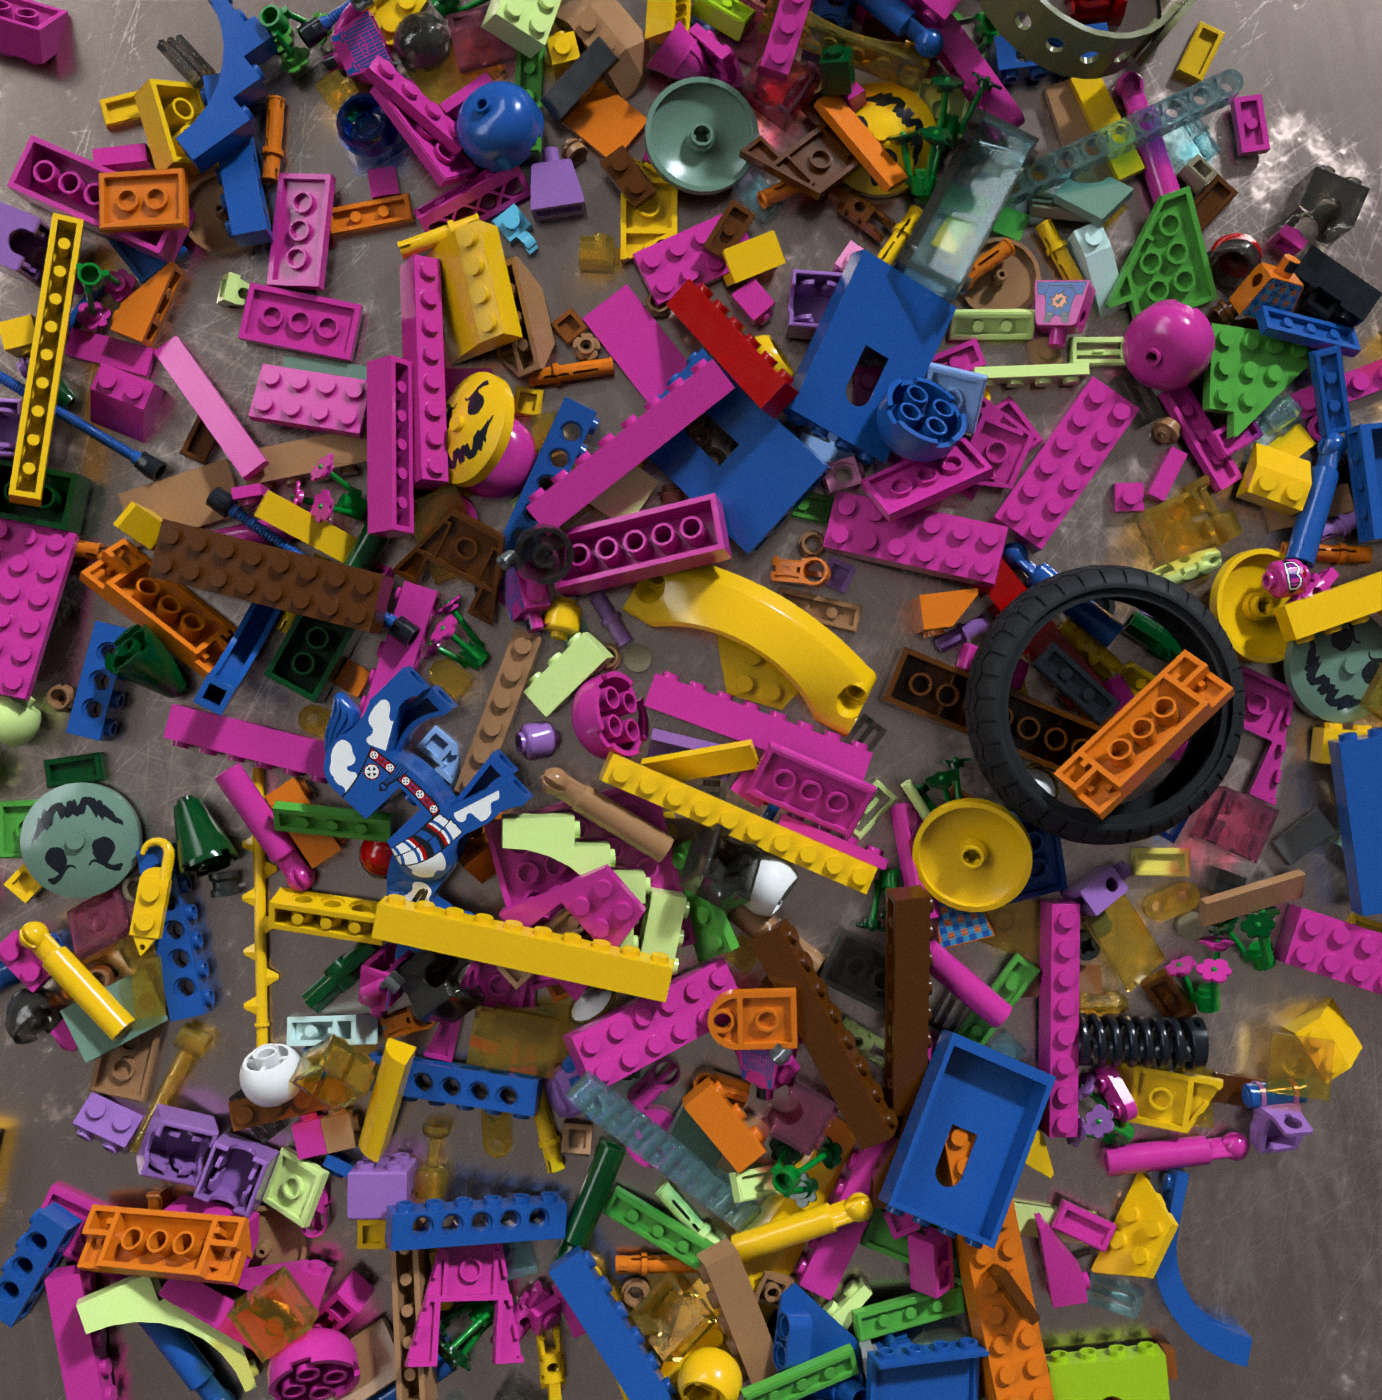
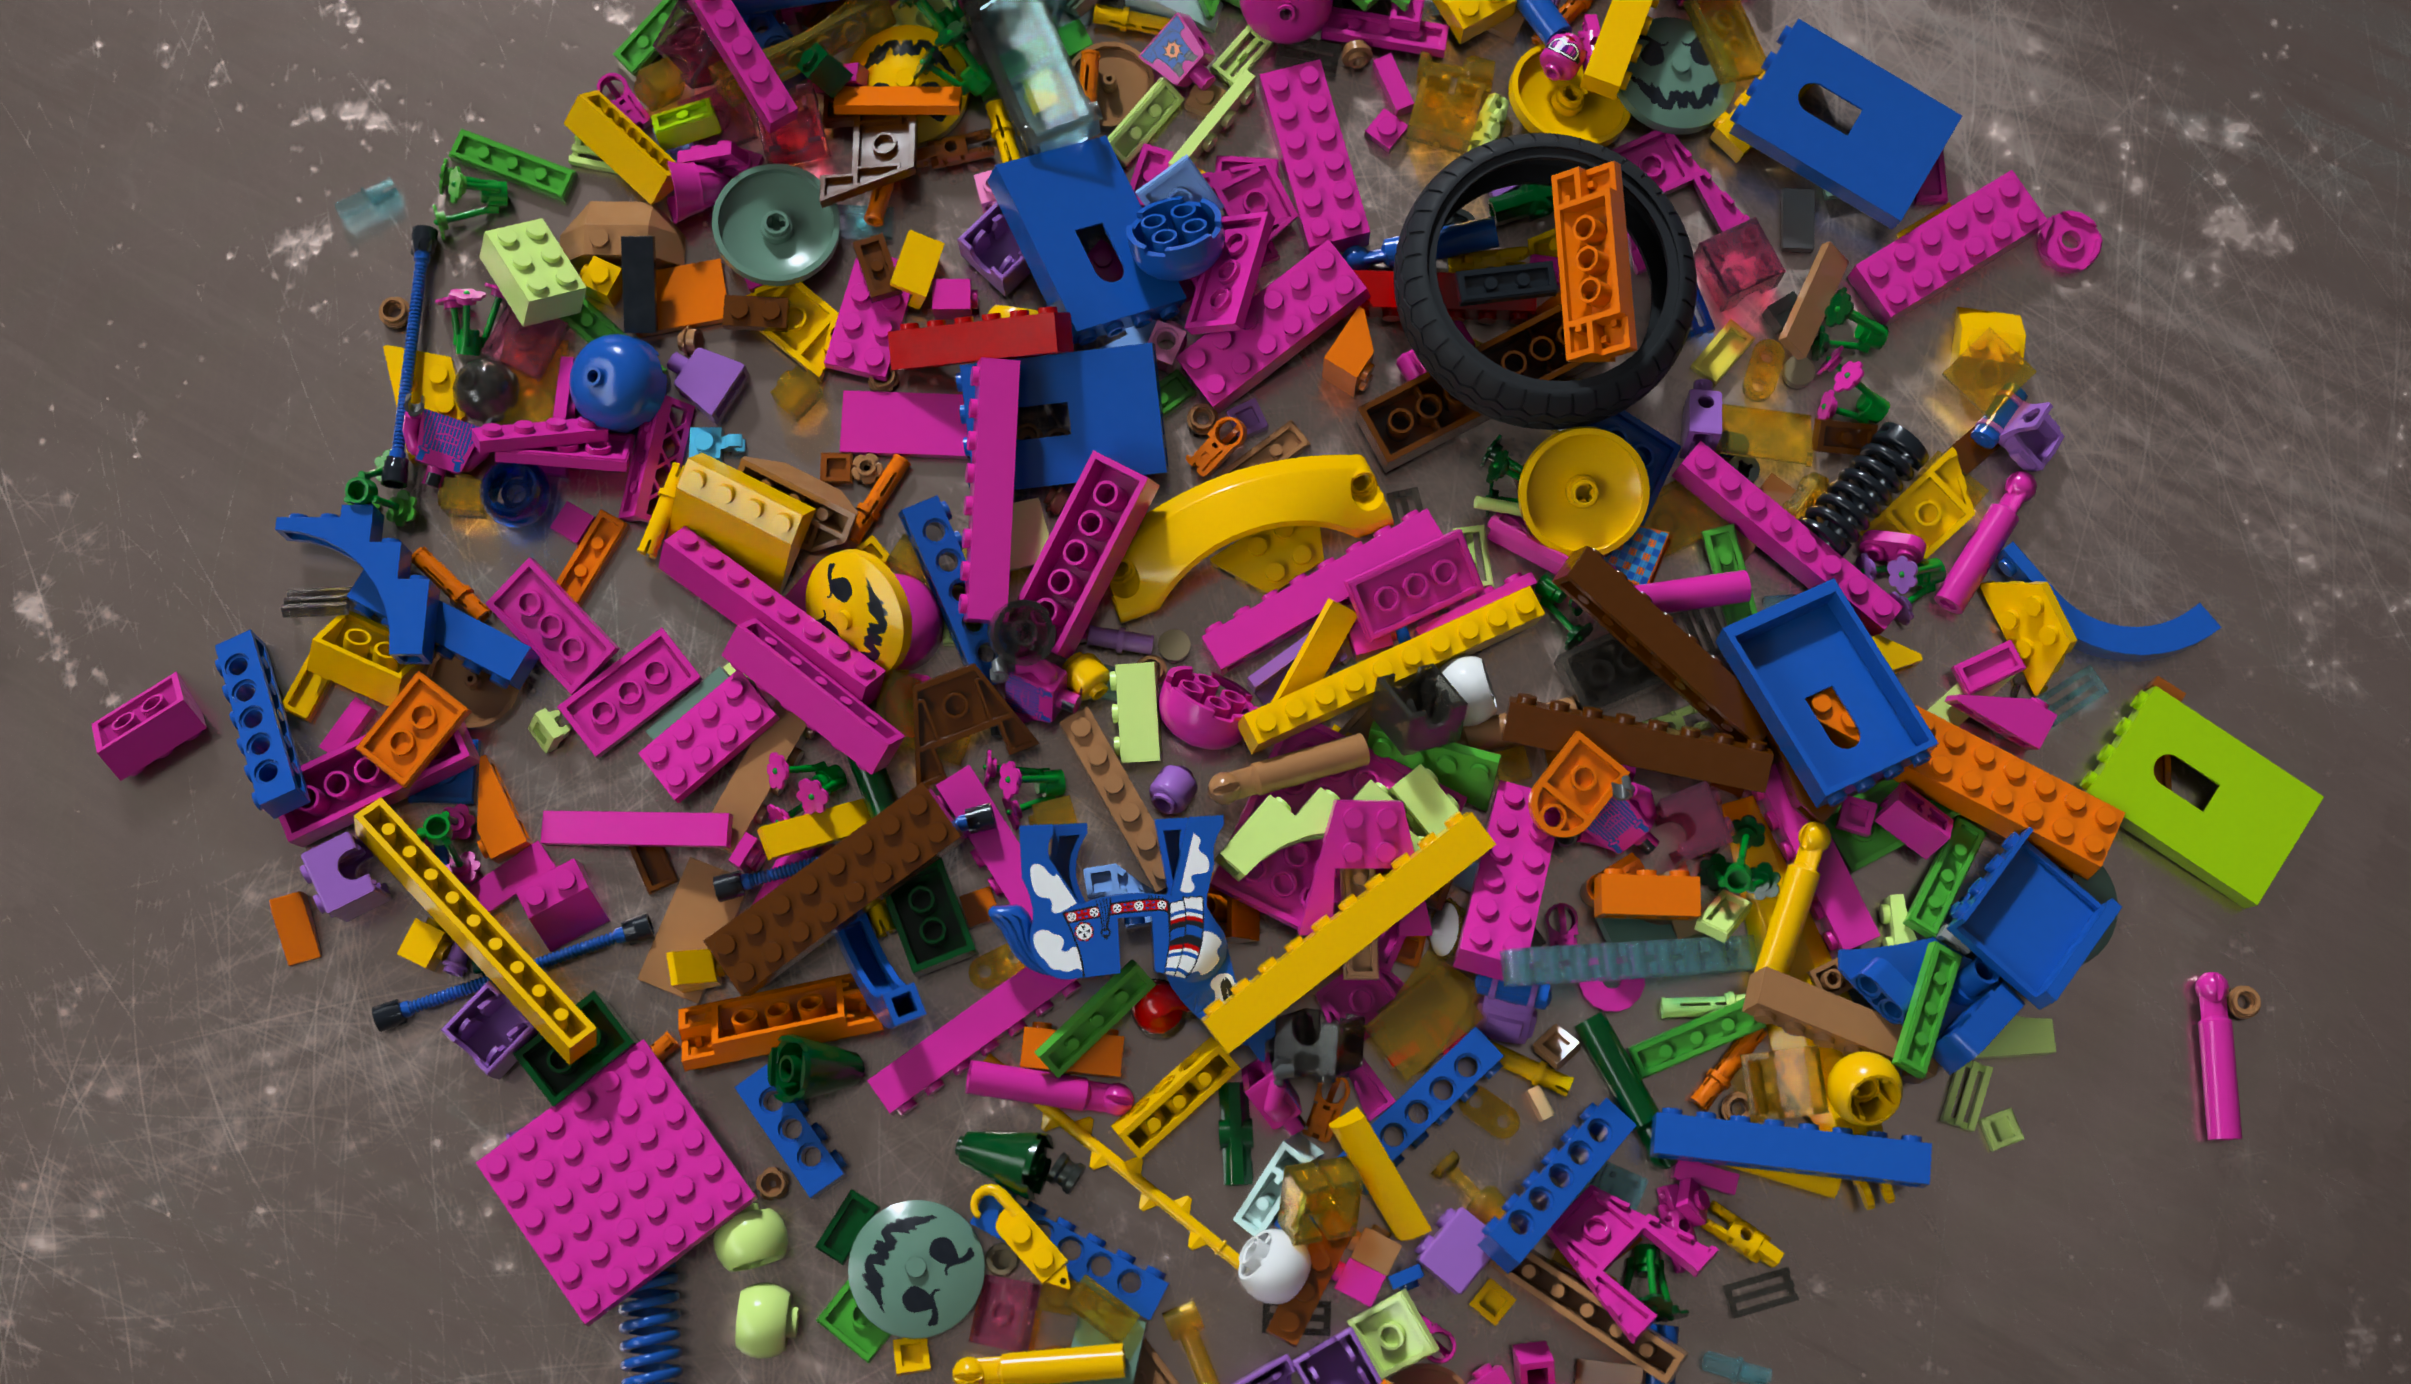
camera: 45 degrees left, 10 degrees down
(67, 97) = (261, 725): none -> blue brick
(528, 1159) = (1539, 1103): none -> light nougat tile
(962, 633) = (1387, 355): medium lavender axle -> none
(1013, 1294) = (1994, 763): reddish brown tile -> none

